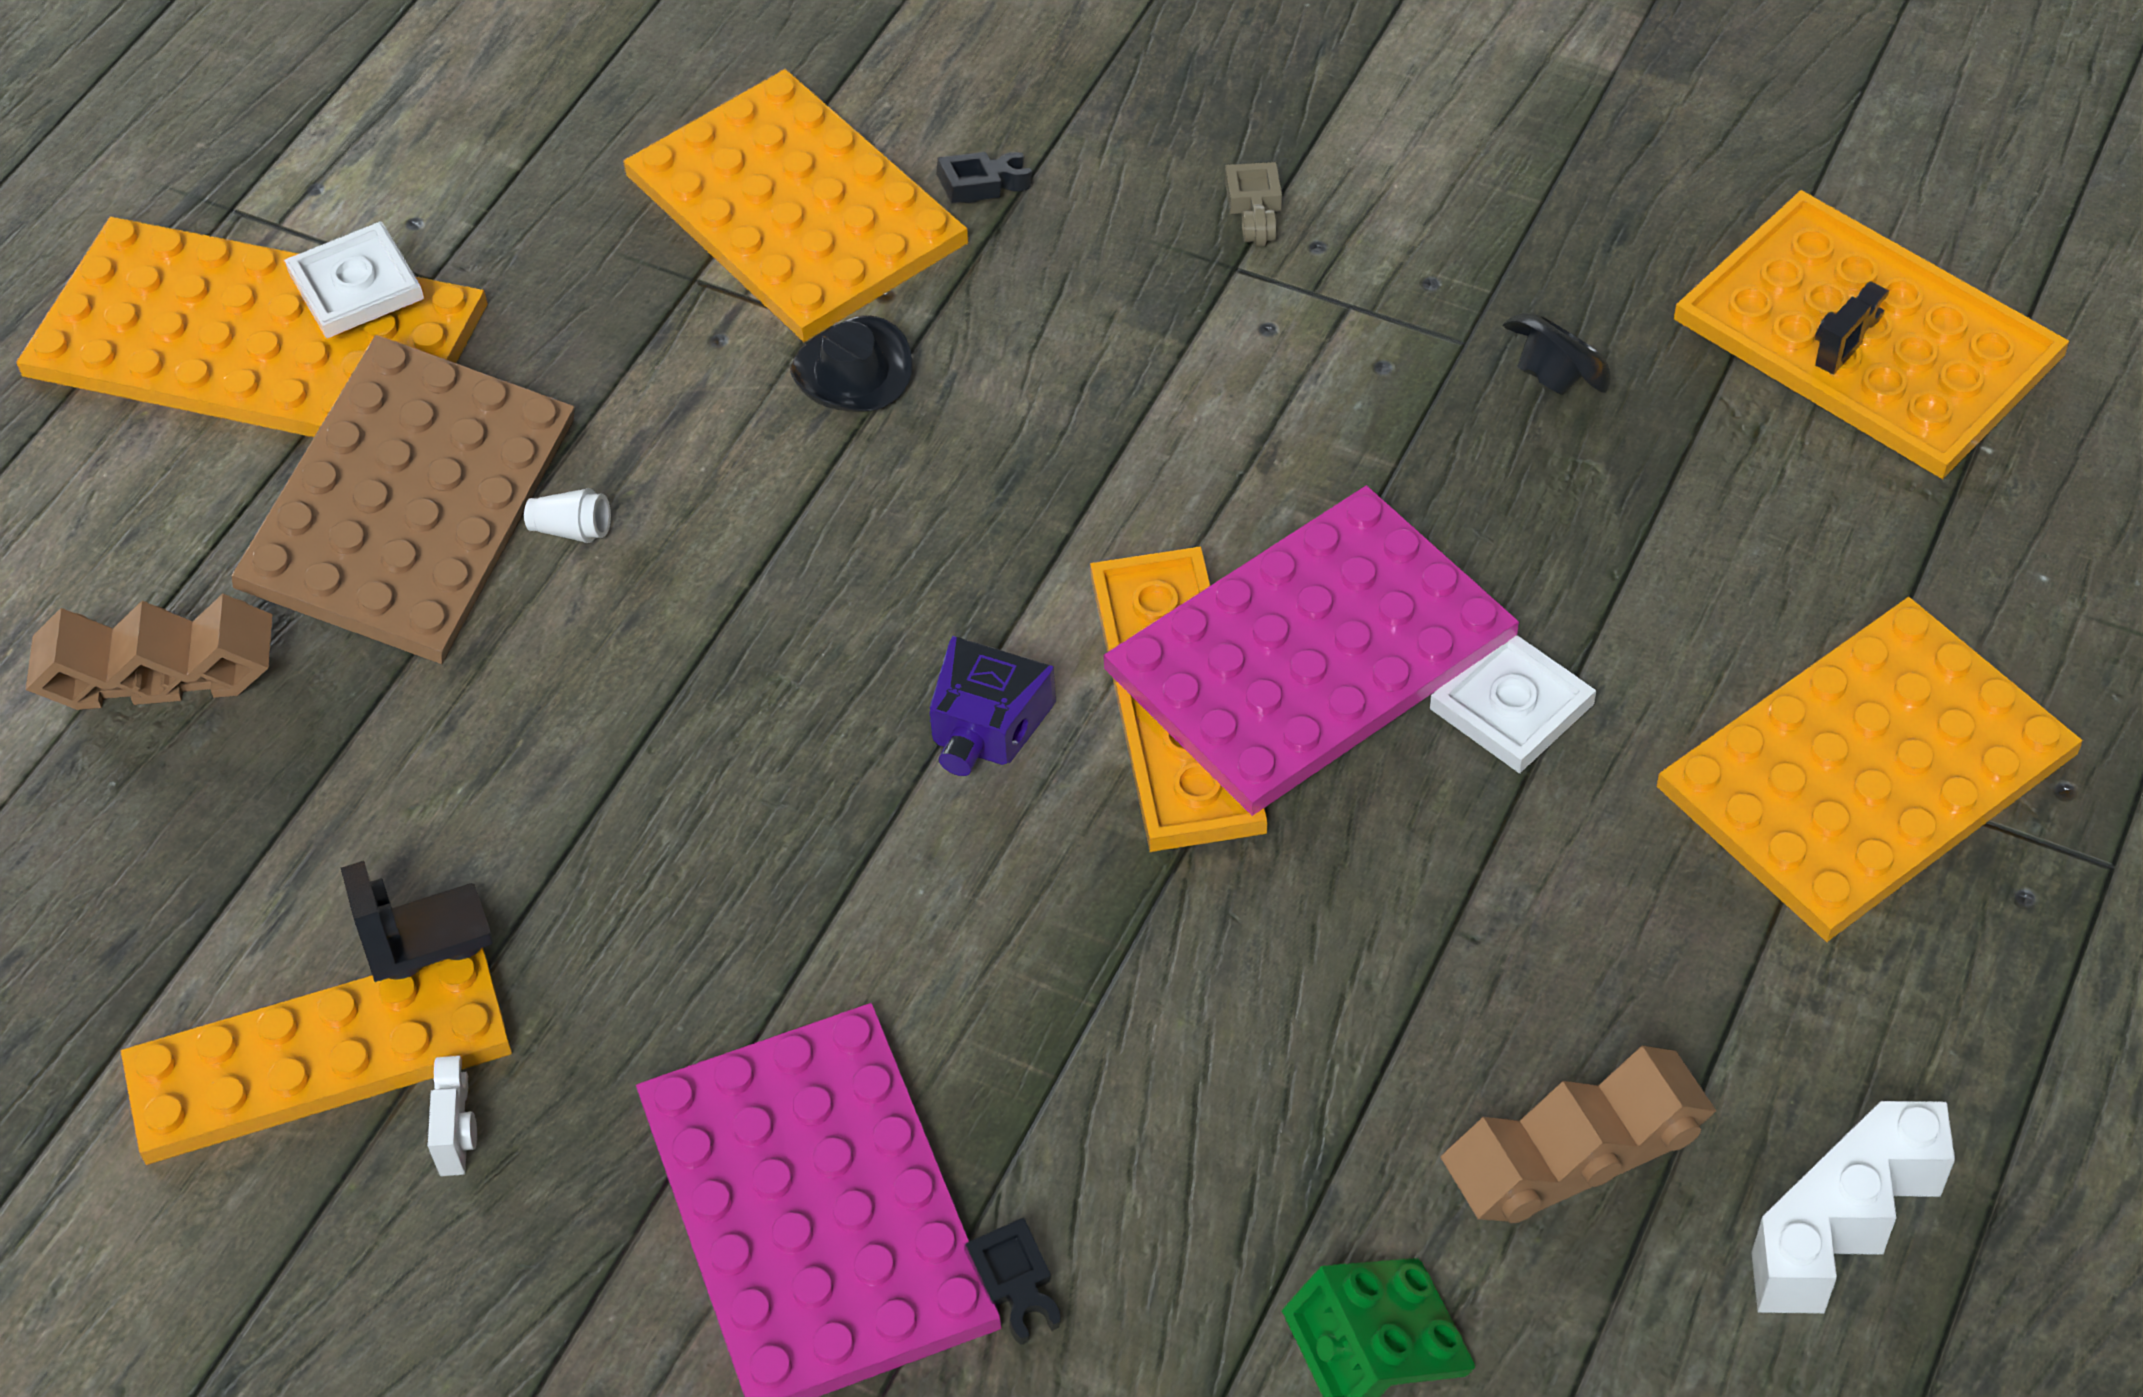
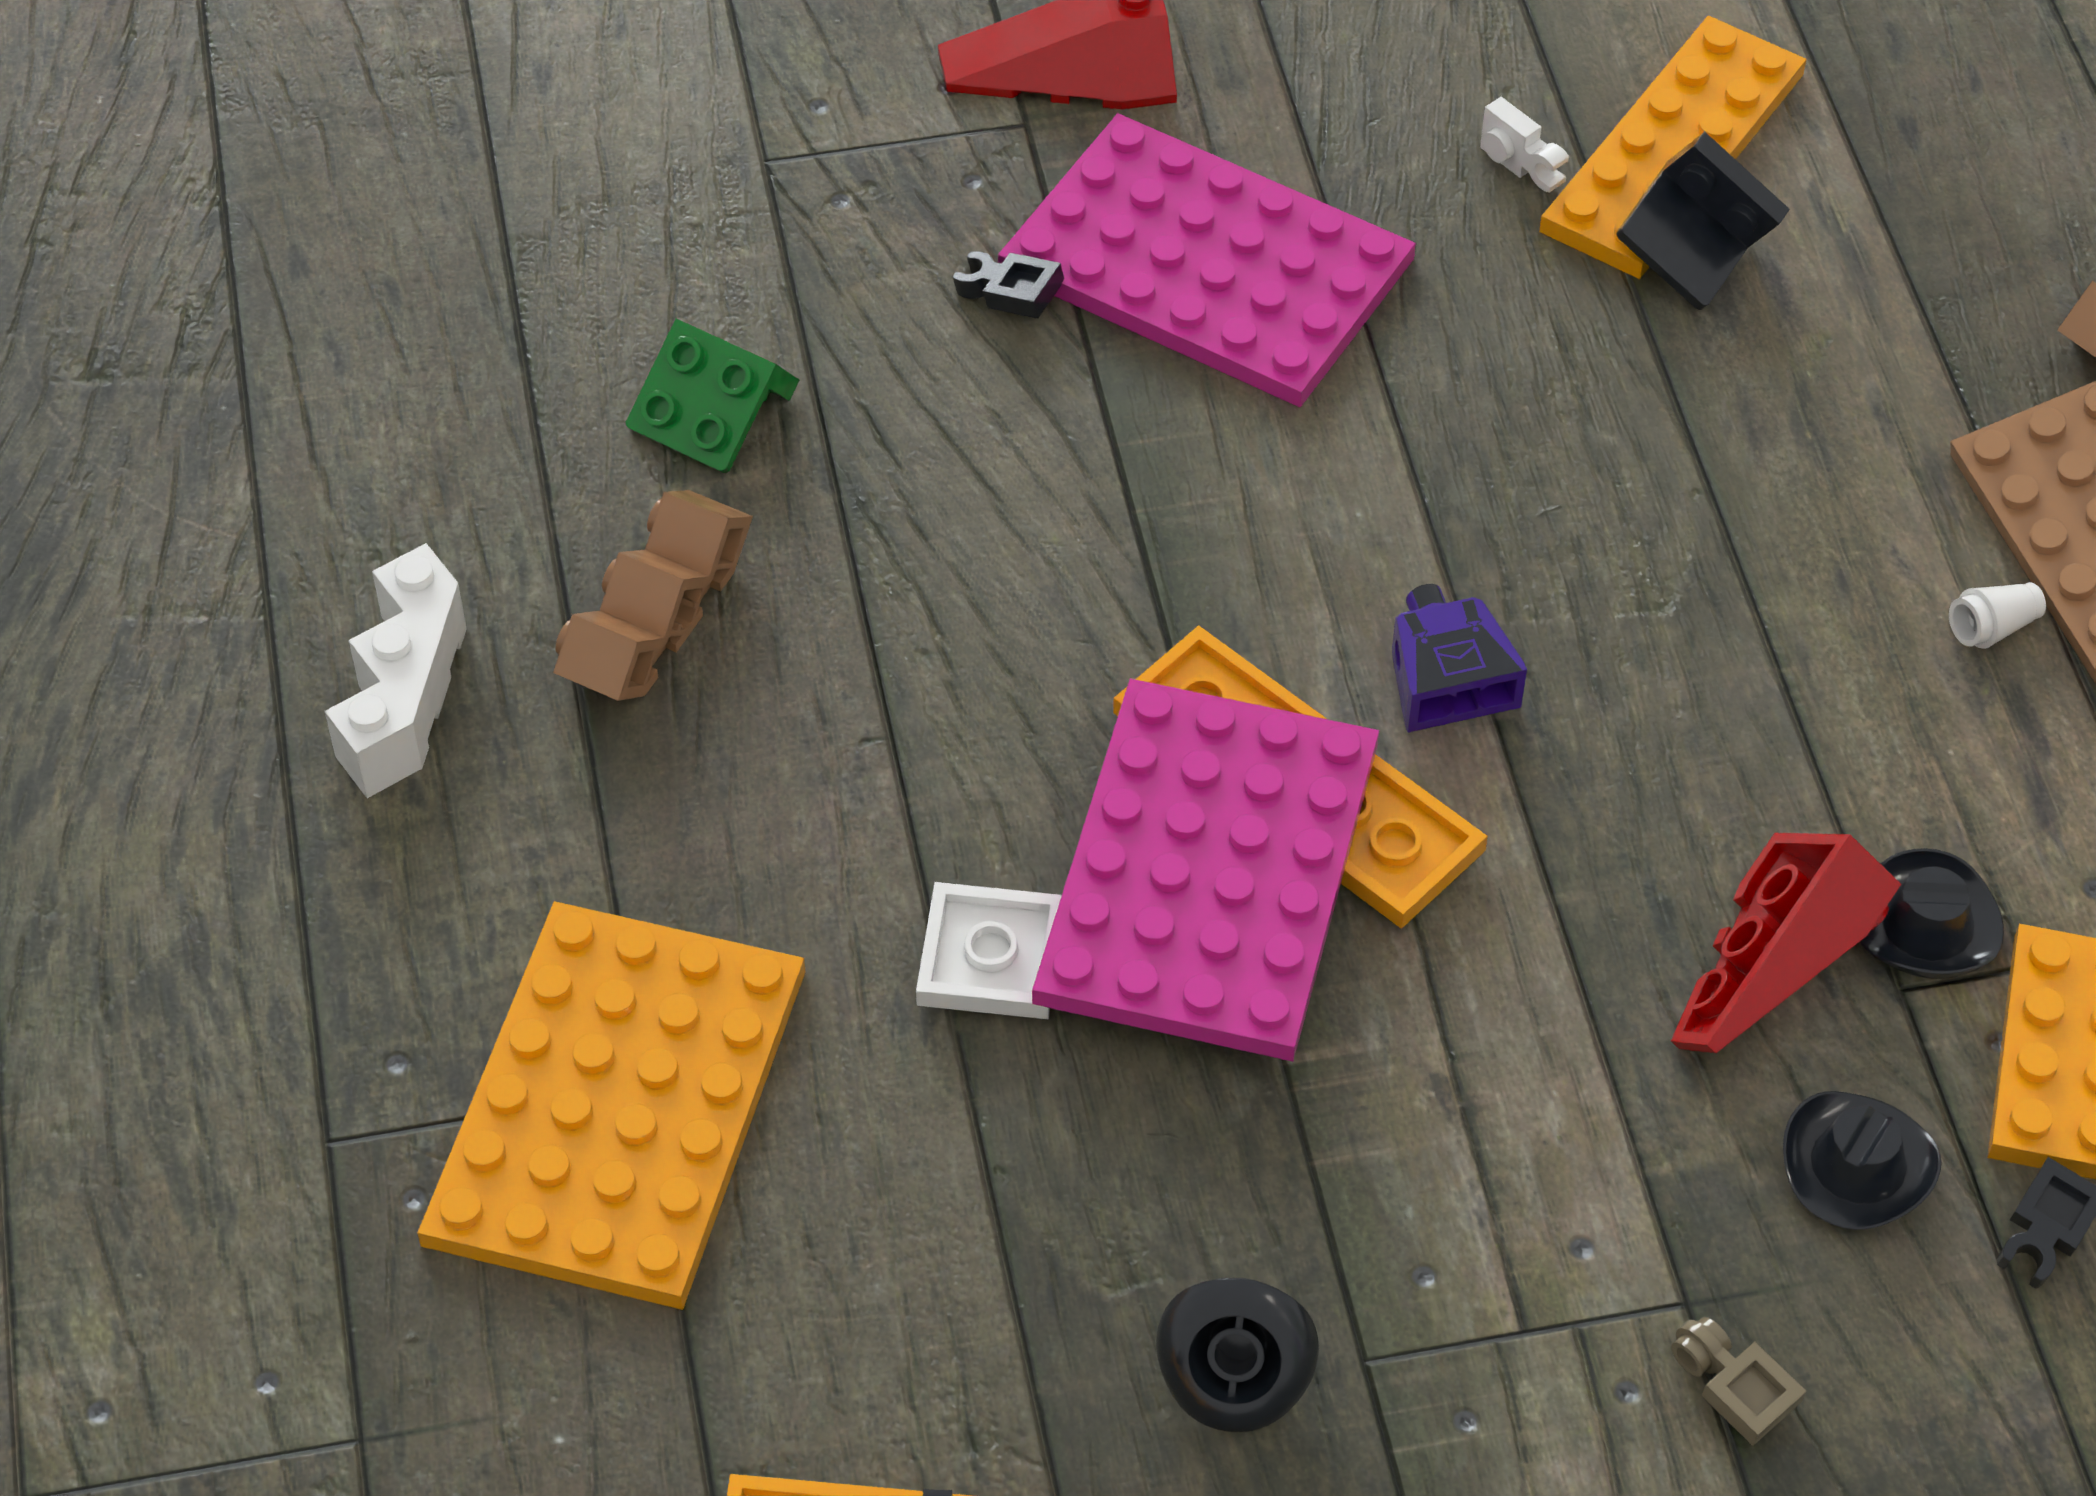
camera: 140 degrees right, 0 degrees up
(953, 400) = (1798, 914): none -> red wedge
(1050, 265) = (1858, 1160): none -> black hat

